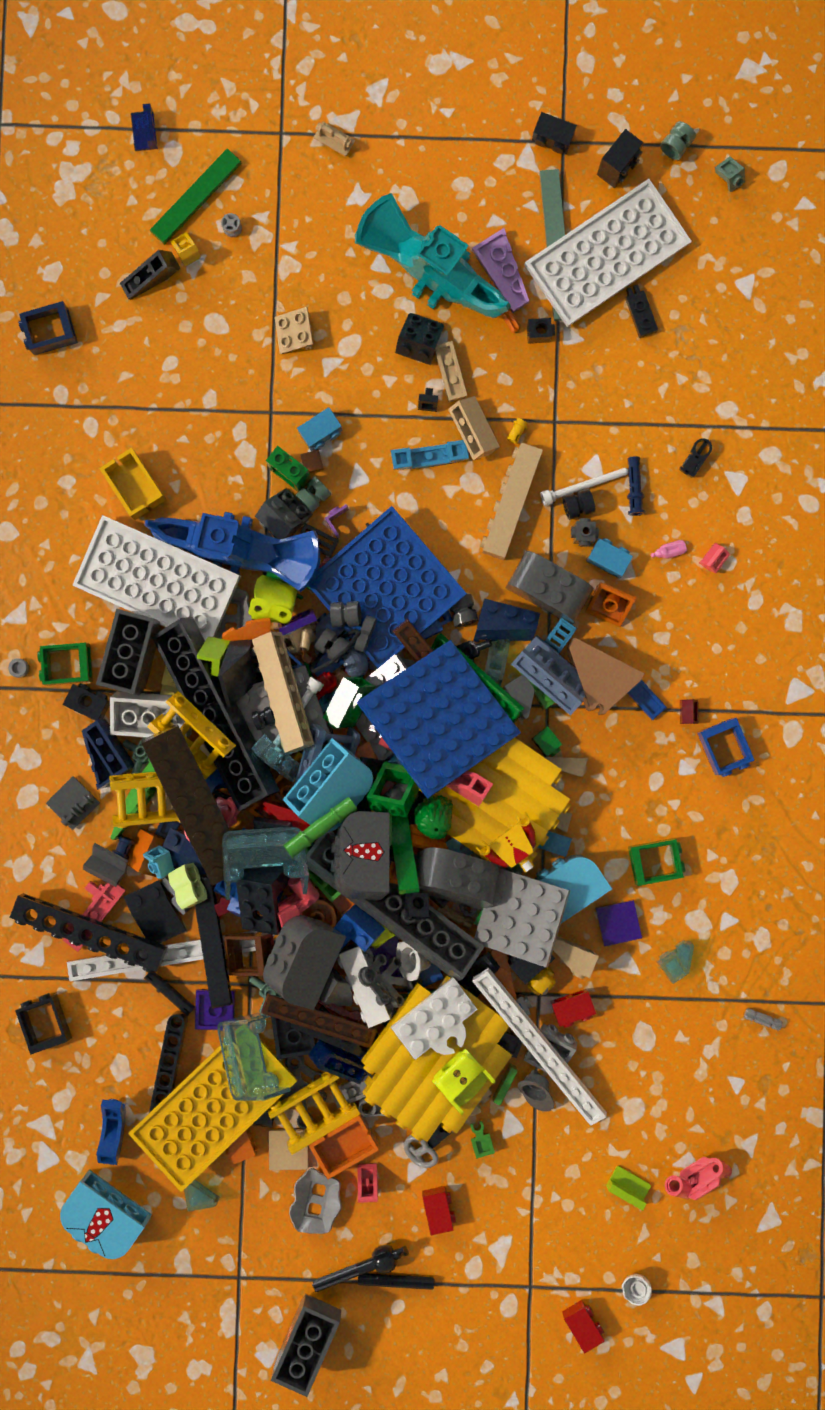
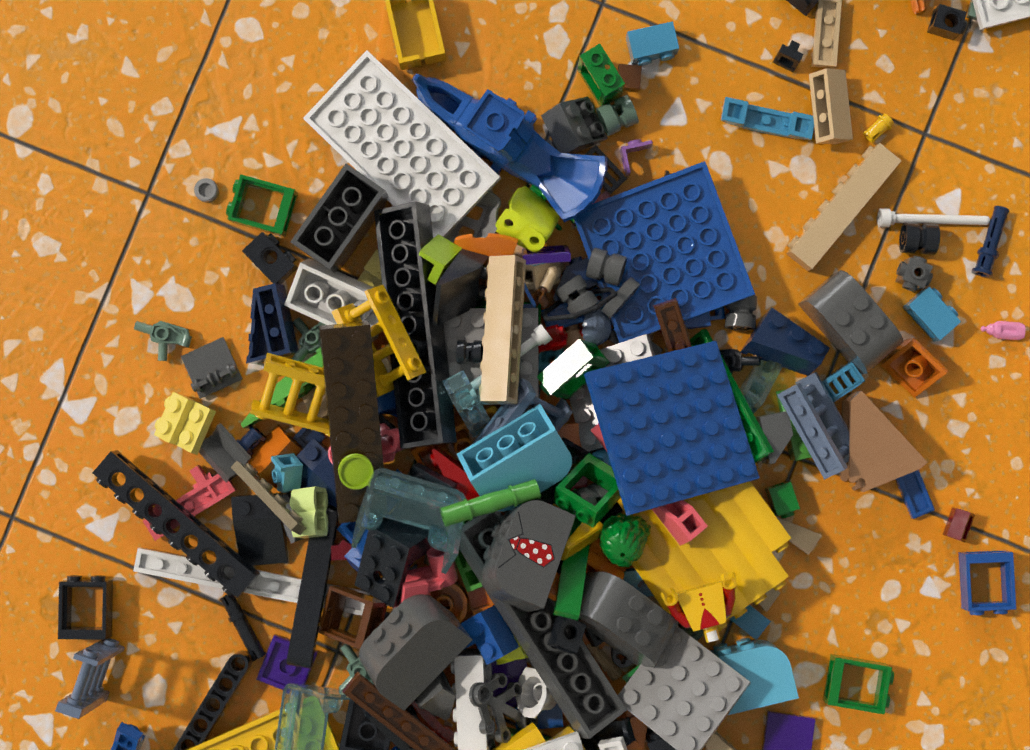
camera: 20 degrees right, 0 degrees up
(27, 790) = (165, 334): none -> sand green piece
(66, 852) = (184, 422): none -> light yellow plate
(66, 1078) = (88, 689): none -> sand blue fence
(158, 888) = (275, 503): none -> dark tan plate
(209, 841) = (355, 471): none -> lime piece
(401, 829) = (581, 538): none -> yellow slope

